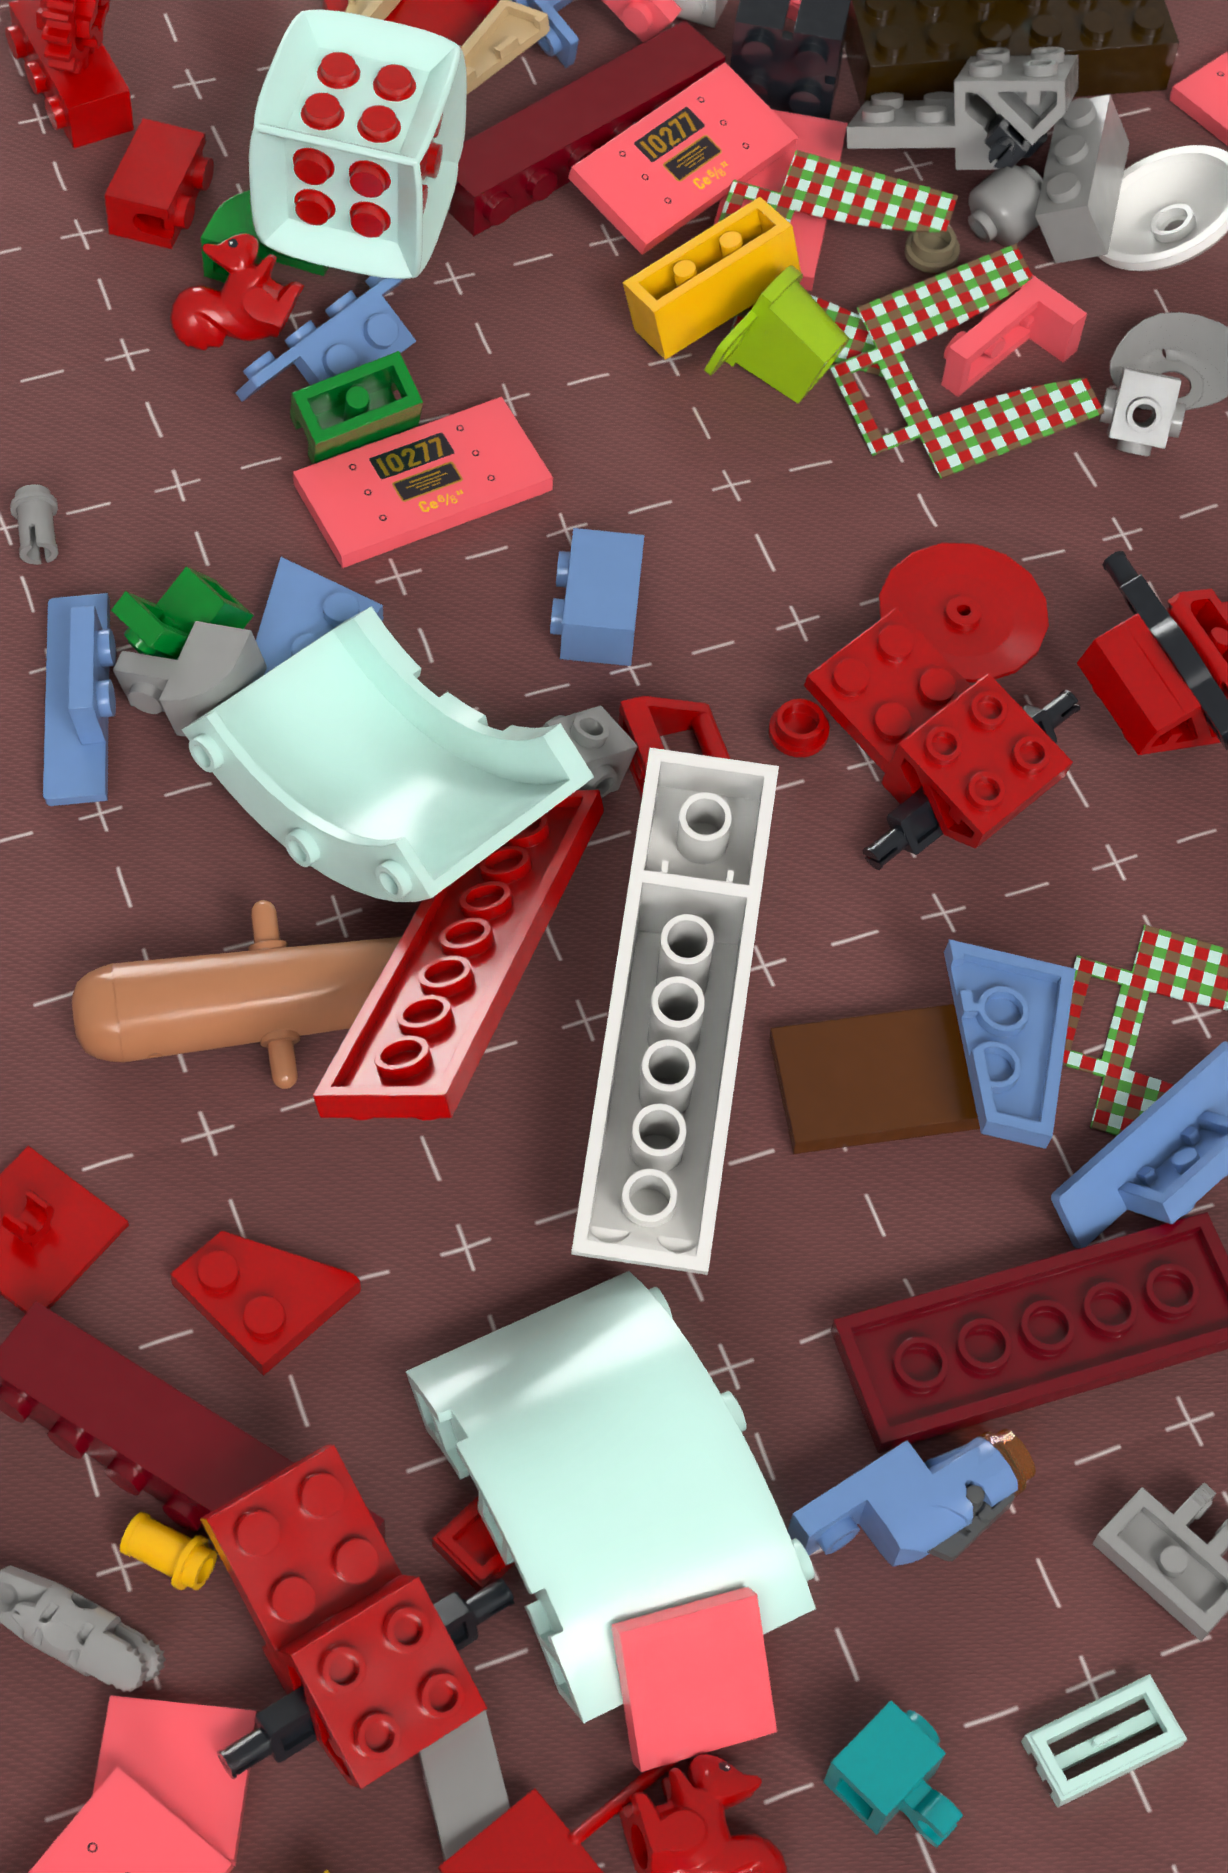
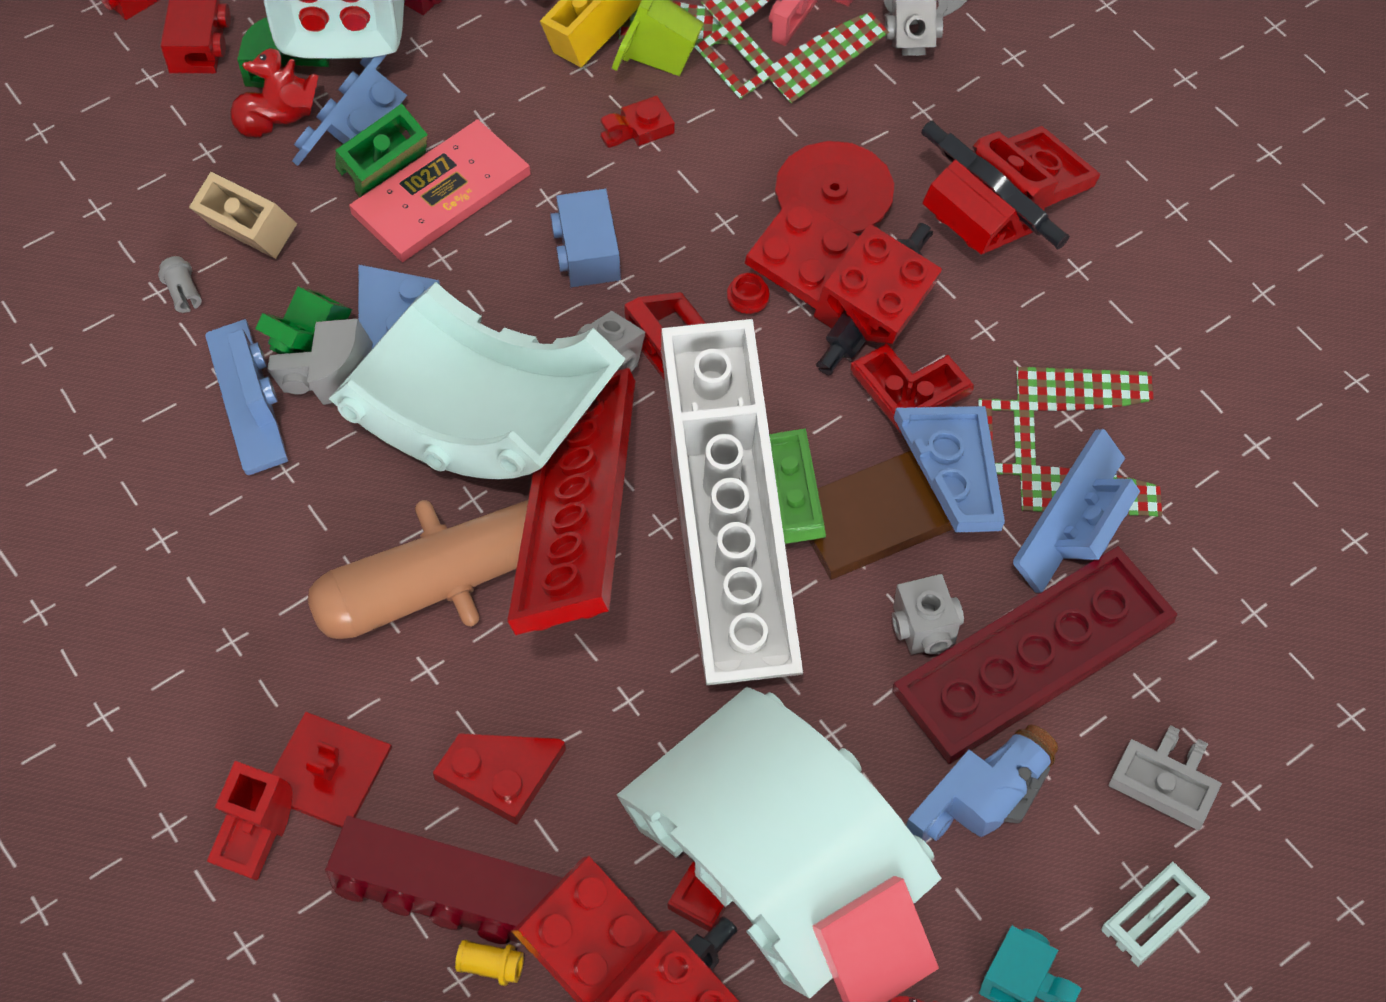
camera: 10 degrees left, 0 degrees up
(145, 451) = (243, 215): none -> tan brick
(724, 452) = (642, 121): none -> red plate
(778, 1012) = (796, 487): none -> bright green tile
(907, 1238) = (926, 615): none -> light grey brick
(963, 911) = (895, 386): none -> red brick

